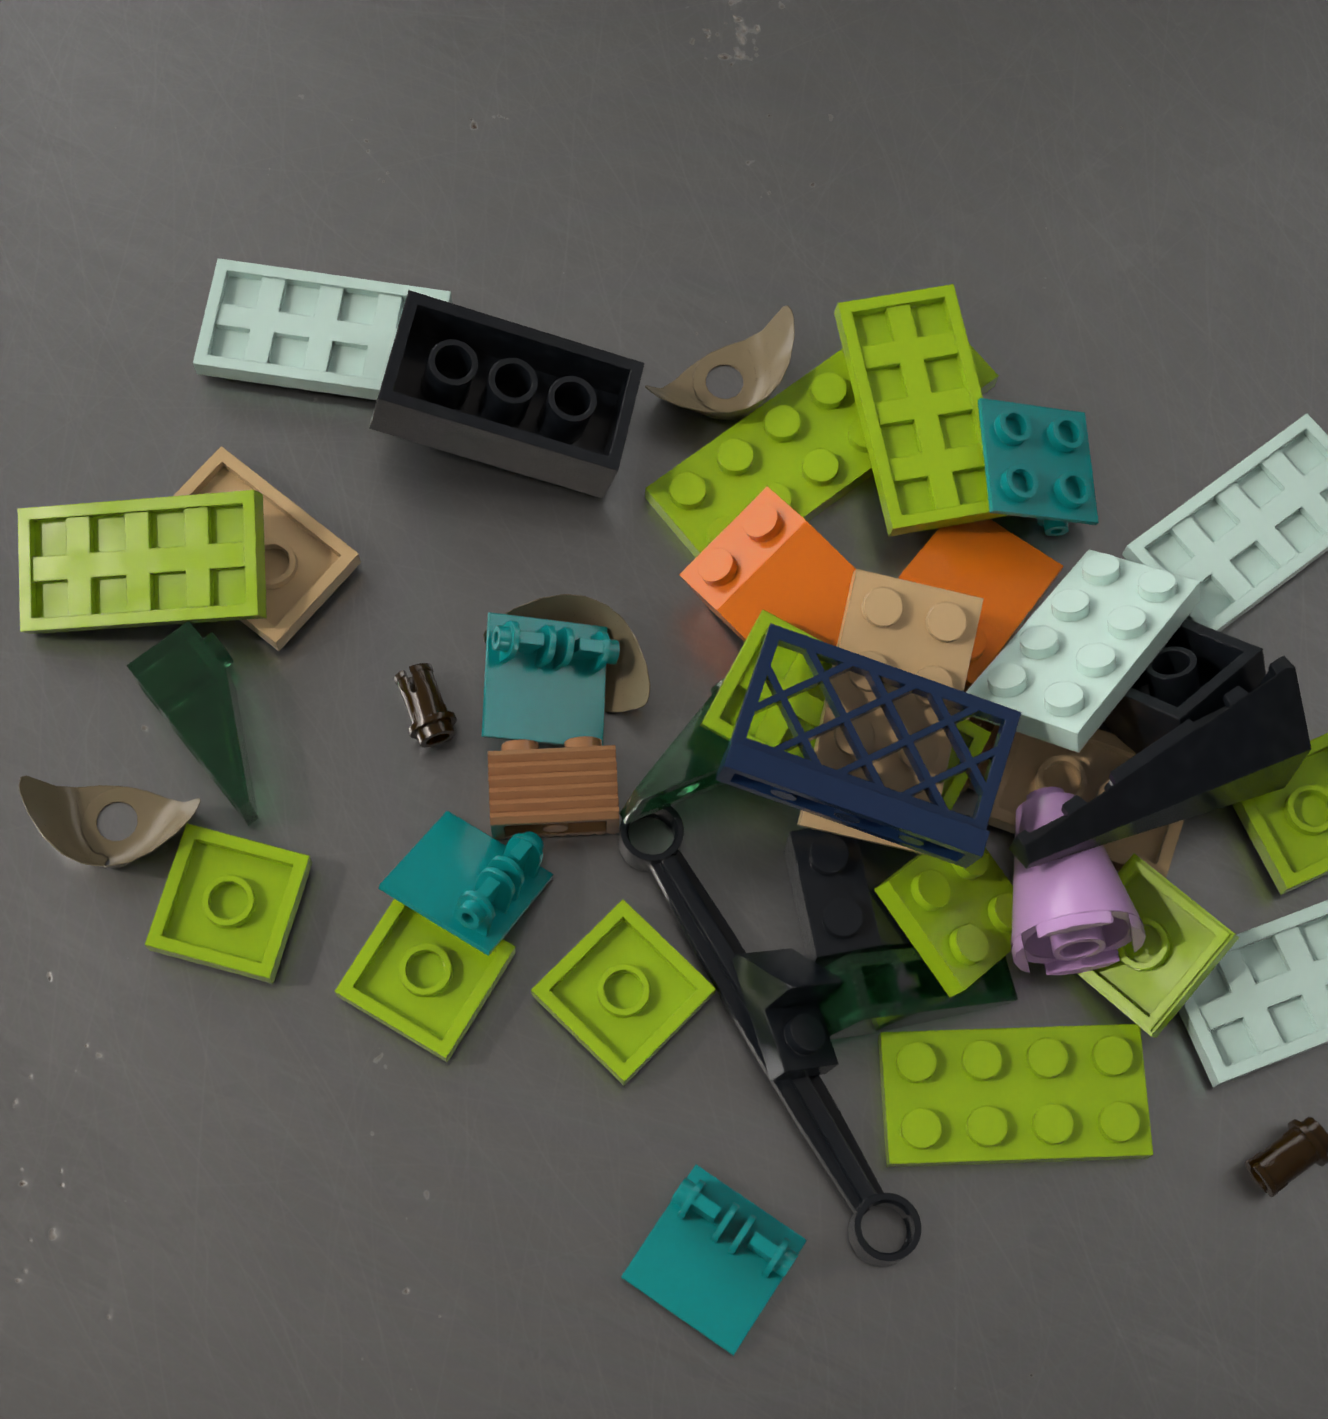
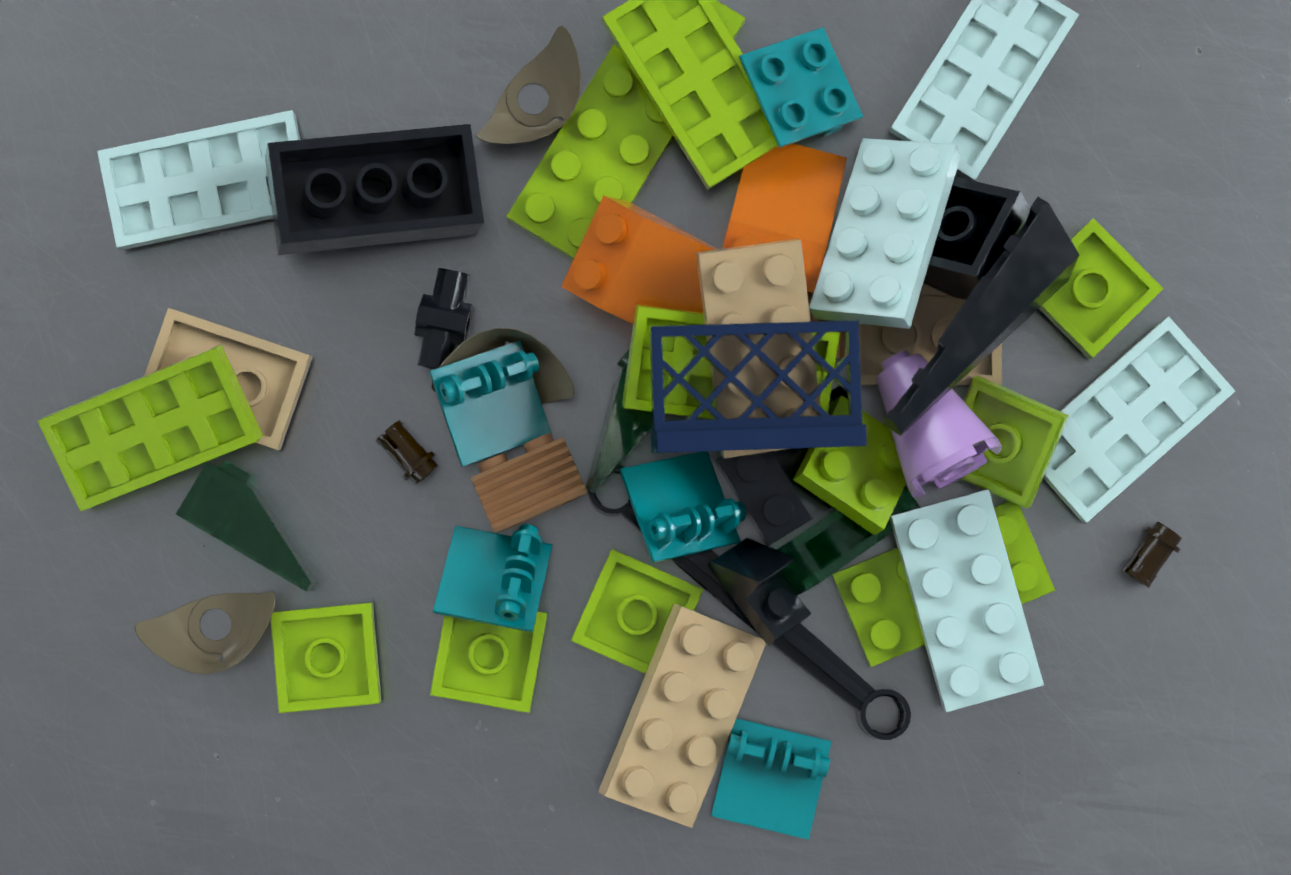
camera: 20 degrees left, 15 degrees up
(529, 566) = (443, 318): none -> black axle
(632, 1134) = (682, 716): none -> tan plate
(726, 879) = (681, 506): none -> teal hinge
(1037, 1122) = (966, 601): none -> light aqua plate

